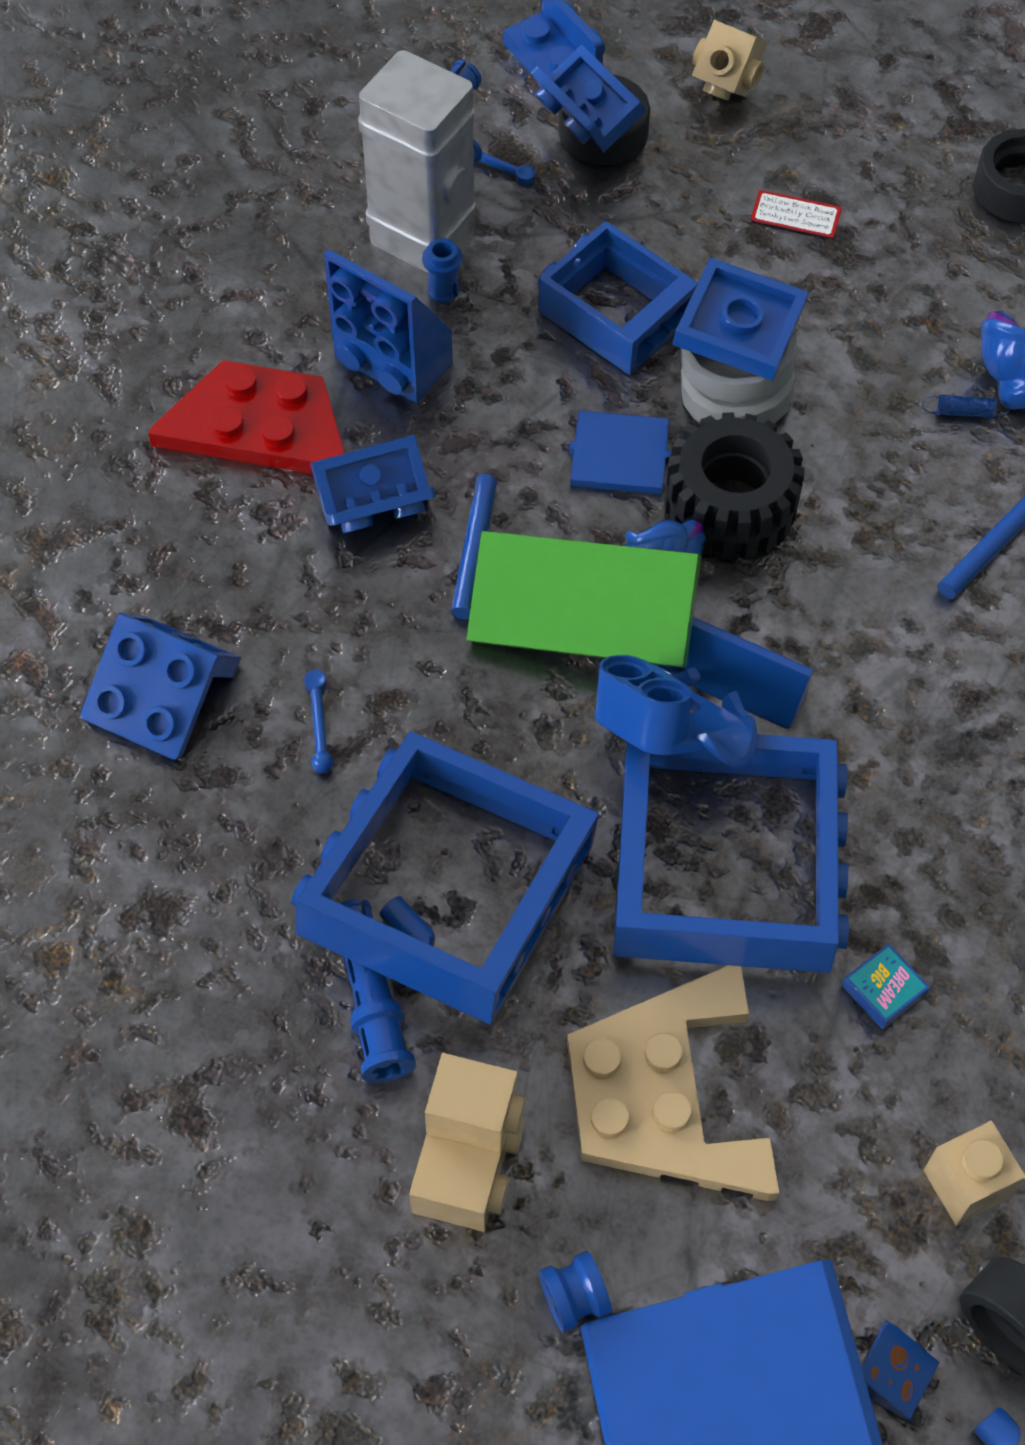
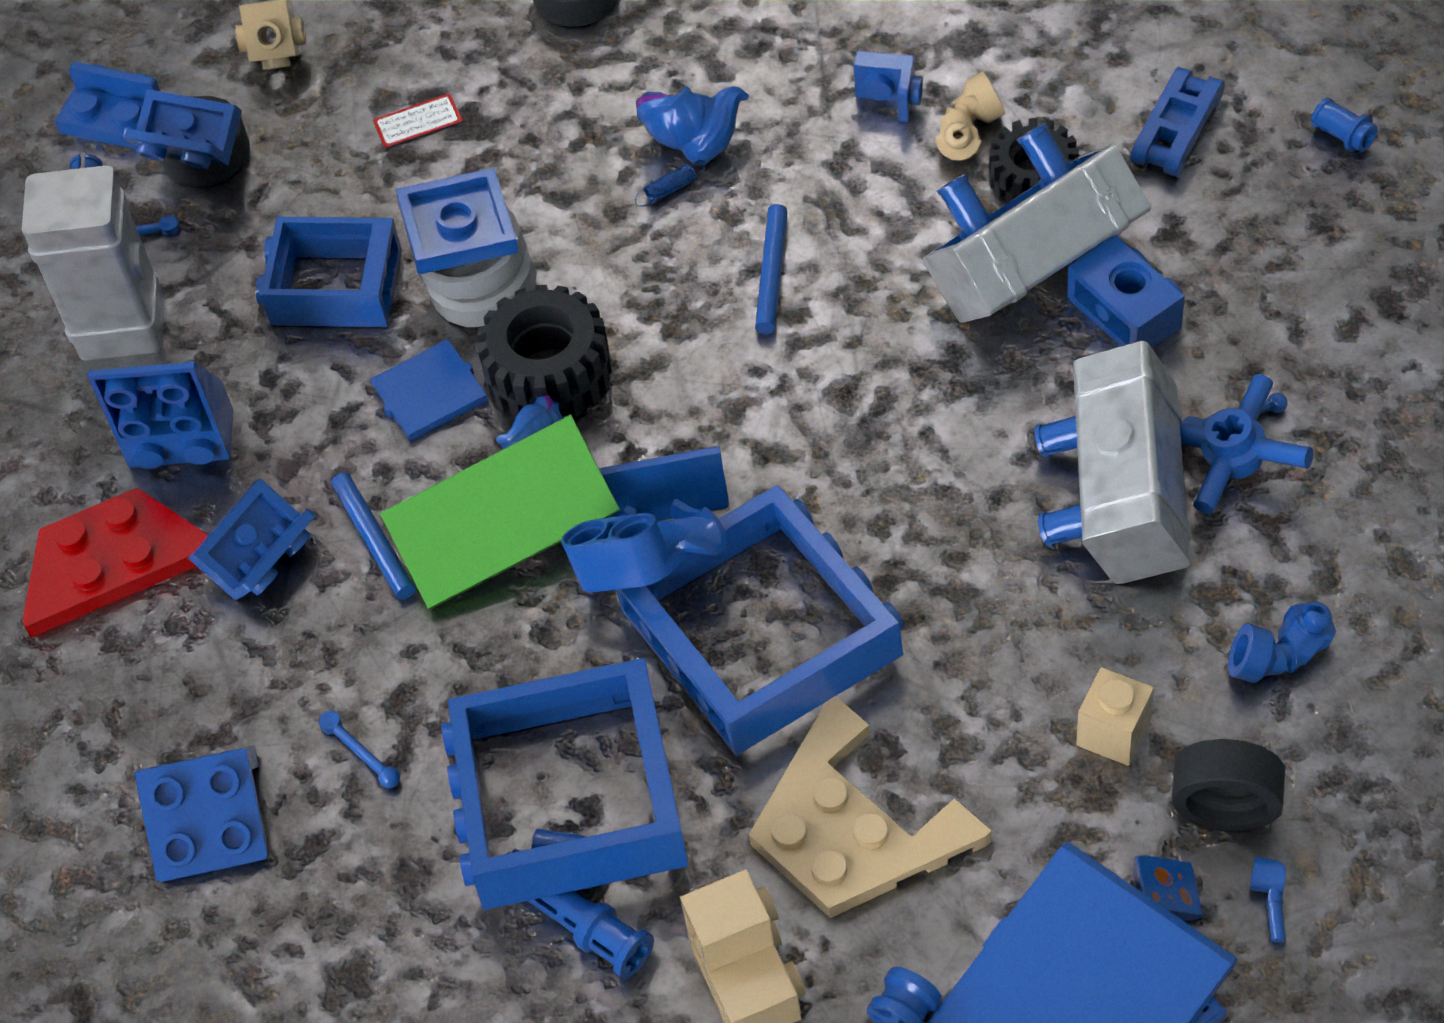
camera: 30 degrees left, 5 degrees down
(442, 261) = (166, 333): blue pin -> none
(885, 986) = (949, 637): tile -> none

